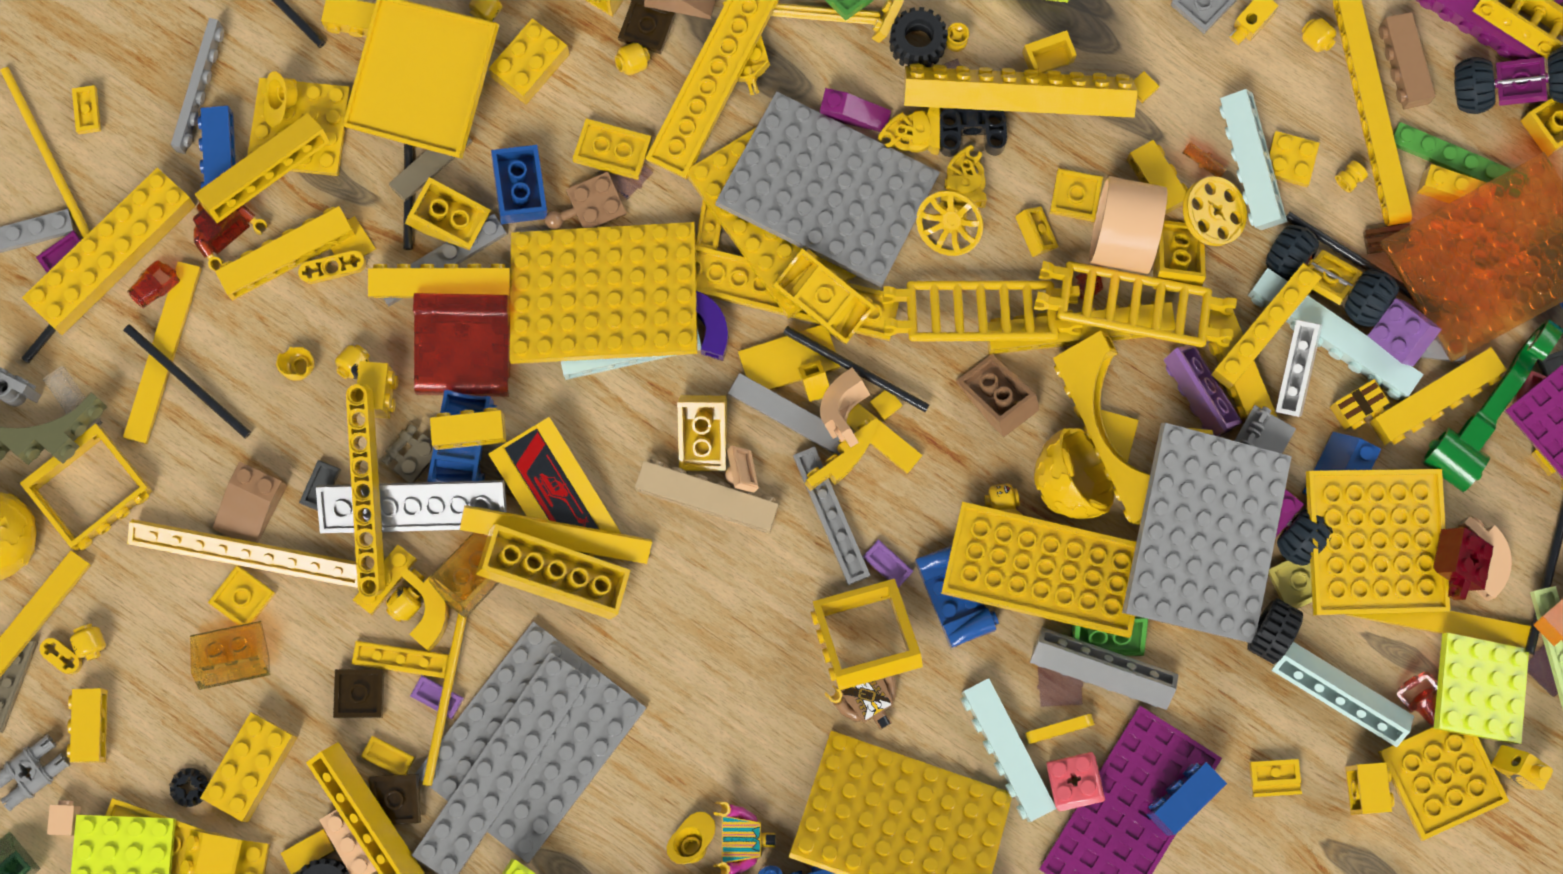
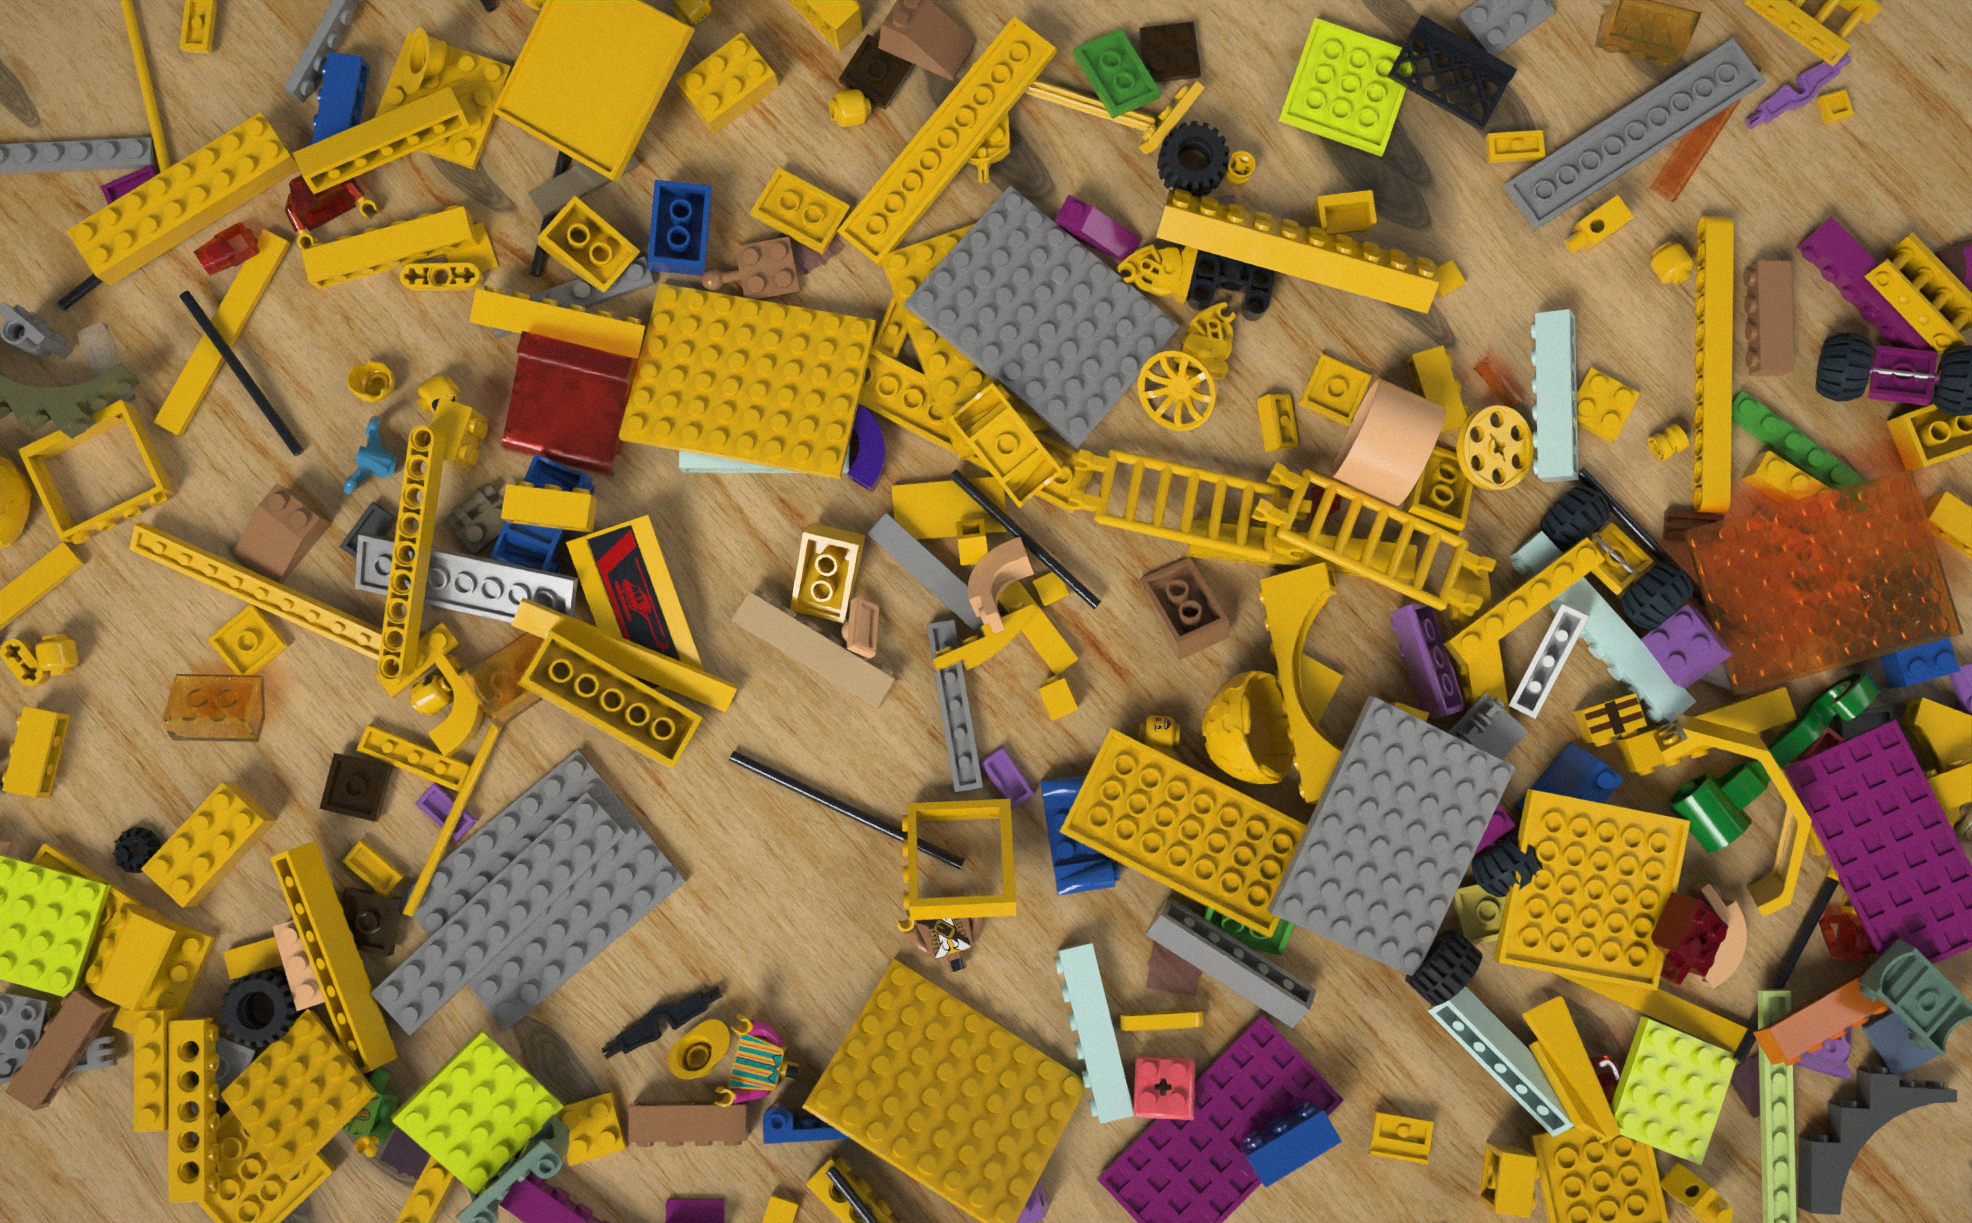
camera: 10 degrees right, 5 degrees up
(310, 425) = (372, 459): none -> dark azure piece
(644, 835) = (649, 1030): none -> black piece
(759, 619) = (843, 808): none -> black piece
(912, 490) = (1057, 698): none -> yellow brick
(1395, 688) = (1570, 1069): none -> yellow wedge
(1422, 397) = (1778, 887): none -> yellow panel

